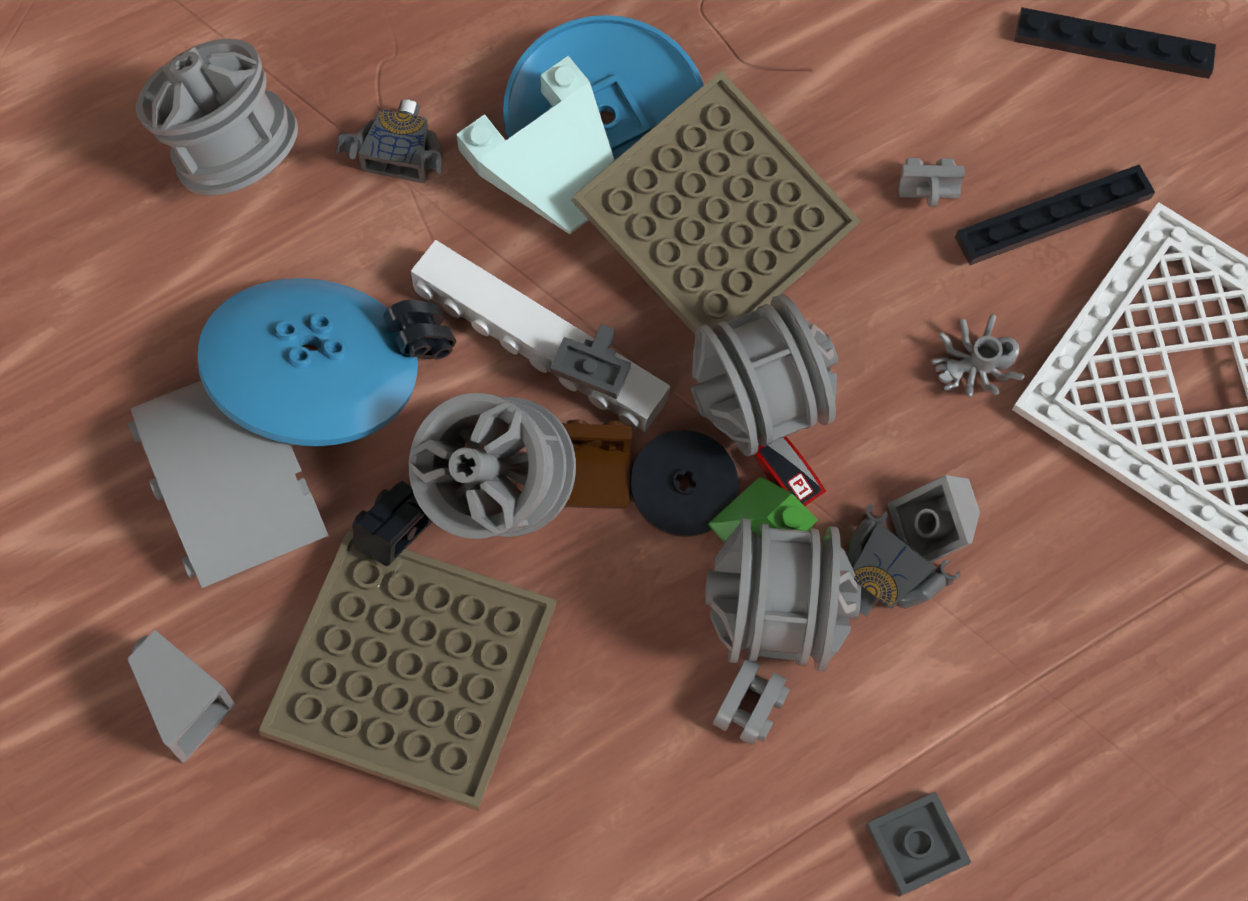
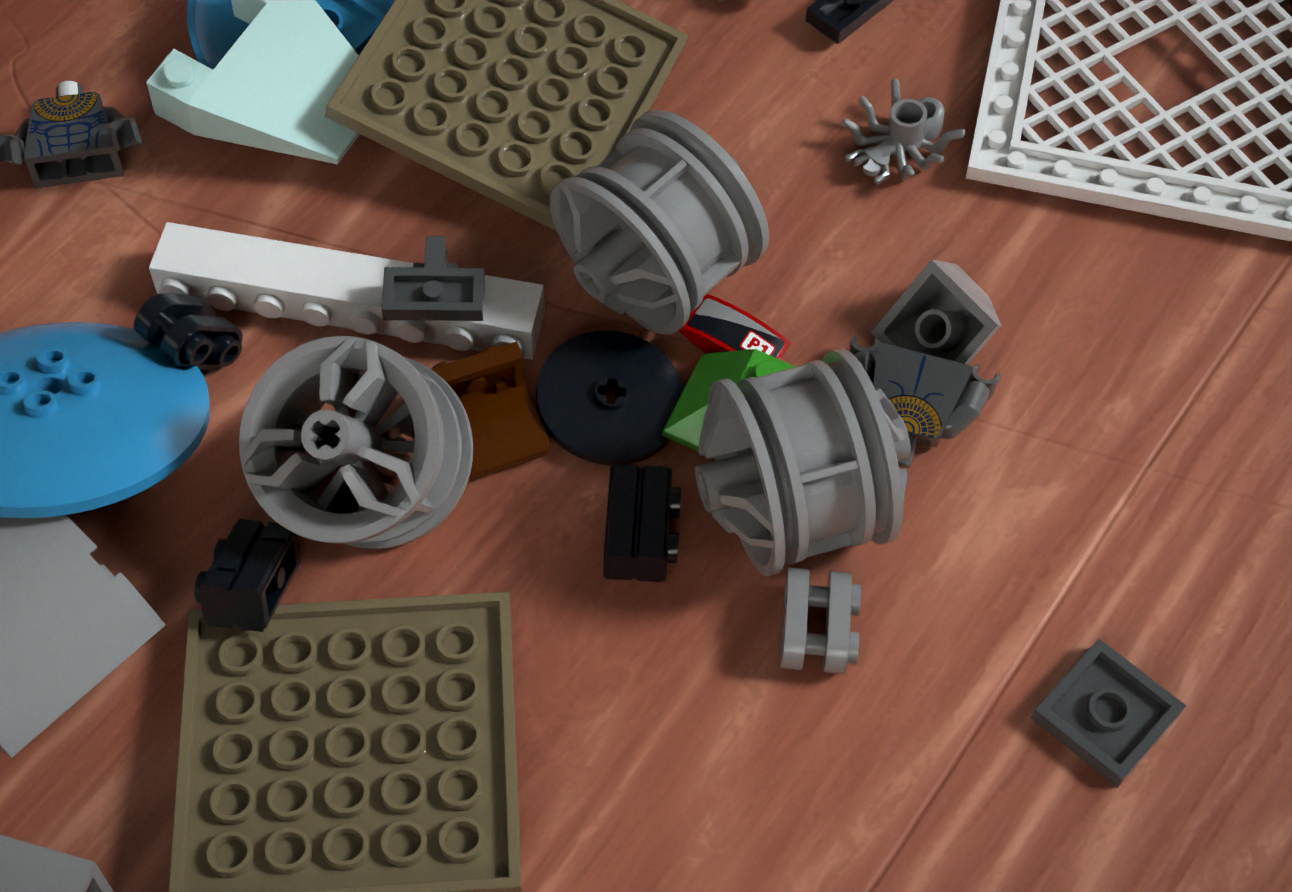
camera: 20 degrees left, 10 degrees down
(663, 584) = (638, 523): none -> black brick

